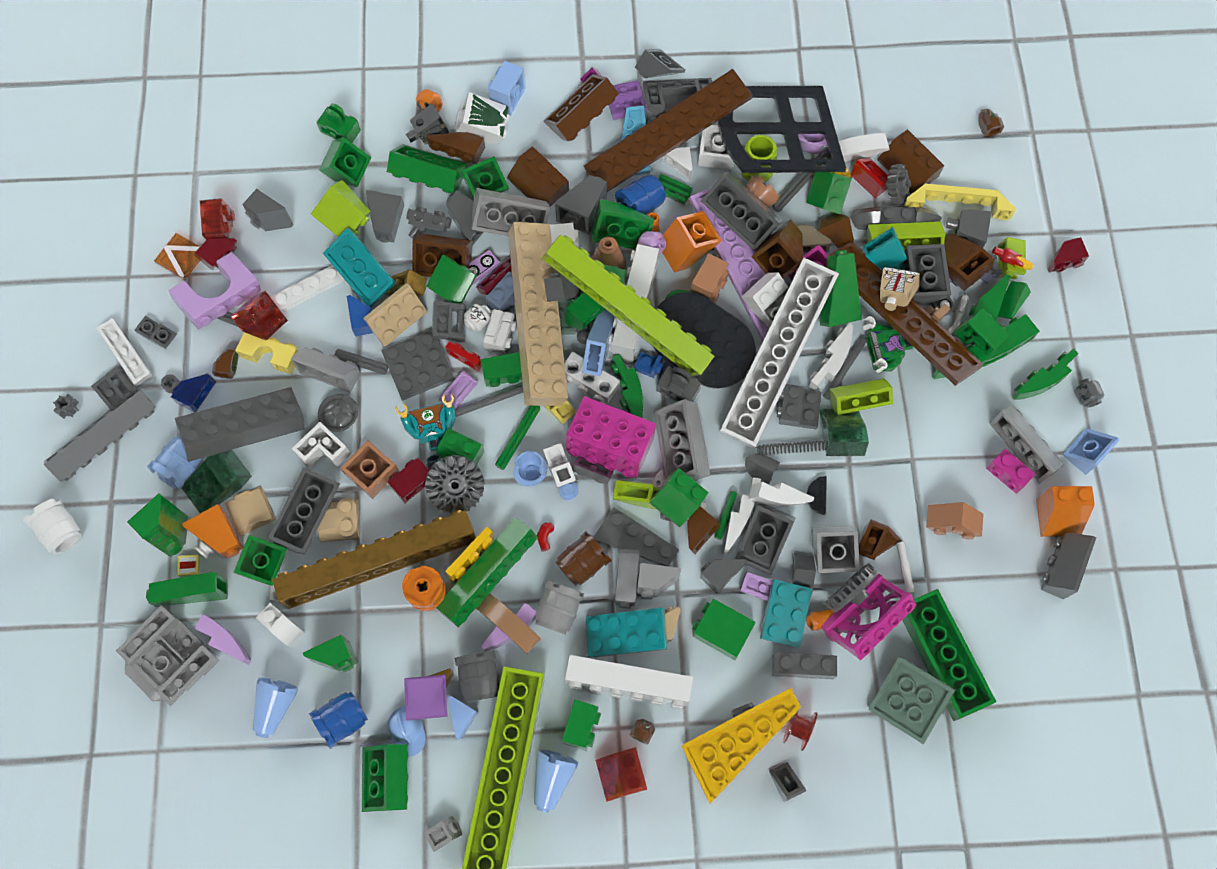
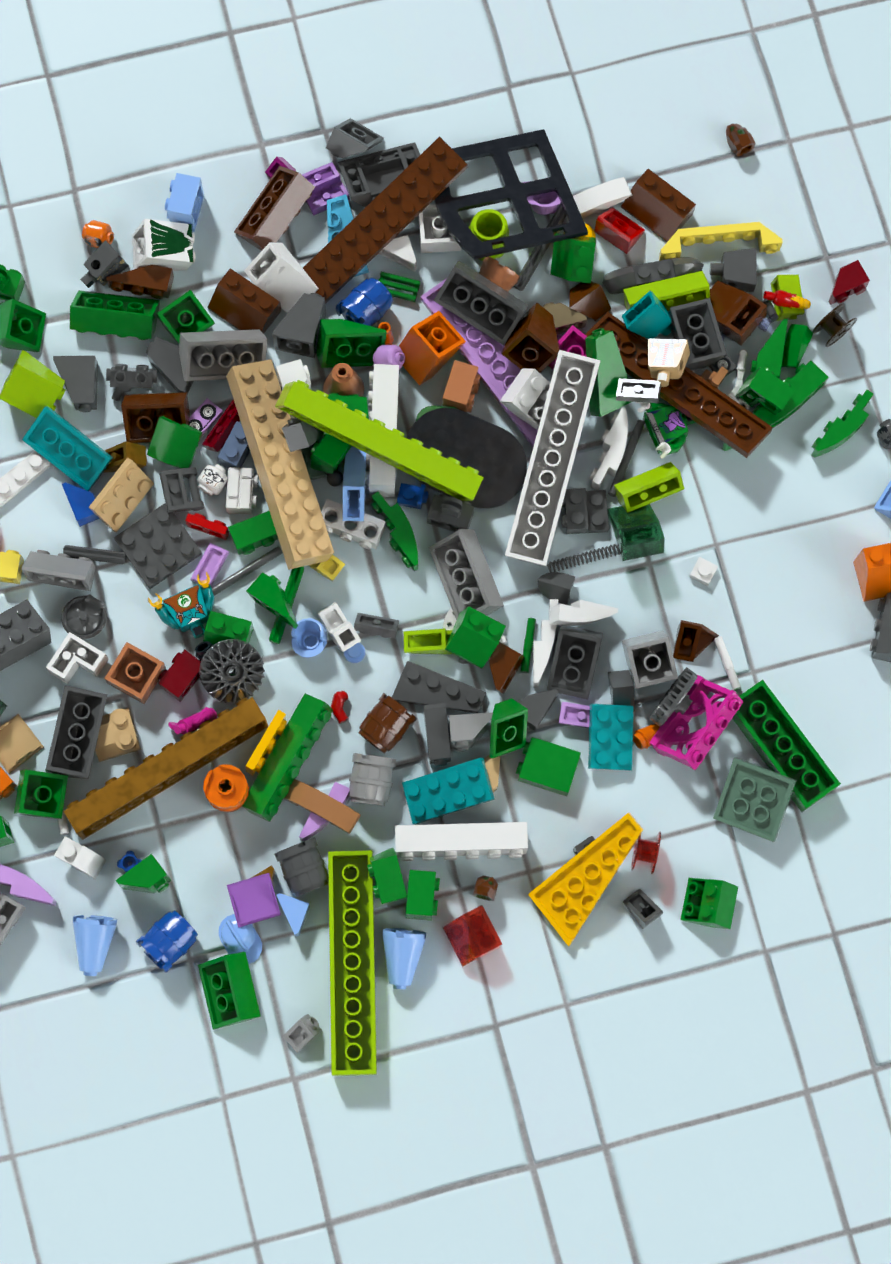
camera: 15 degrees left, 5 degrees up
(318, 638) = (129, 857): none -> blue plate
(409, 522) = (194, 721): none -> dark pink plant
(504, 425) = (269, 594): none -> green slope
(552, 701) = (387, 876): none -> green slope
(573, 158) = (280, 275): none -> white slope
(610, 437) = (388, 586): dark pink brick -> none
(692, 585) = (508, 727): none -> green slope
(804, 665) = (639, 787): dark grey brick -> none
(818, 490) = (621, 599): black tile -> none
(851, 790) = (709, 903): none -> green slope
(867, 309) = (638, 390): none -> plate
(897, 480) = (703, 571): none -> white plate
(898, 184) = (648, 235): dark grey gear -> none
(955, 518) = (770, 602): nougat brick -> none
(1010, 471) = (820, 538): dark pink brick -> none
(1026, 443) = (832, 504): light grey slope -> none
(1052, 288) = (834, 325): none -> dark brown piece

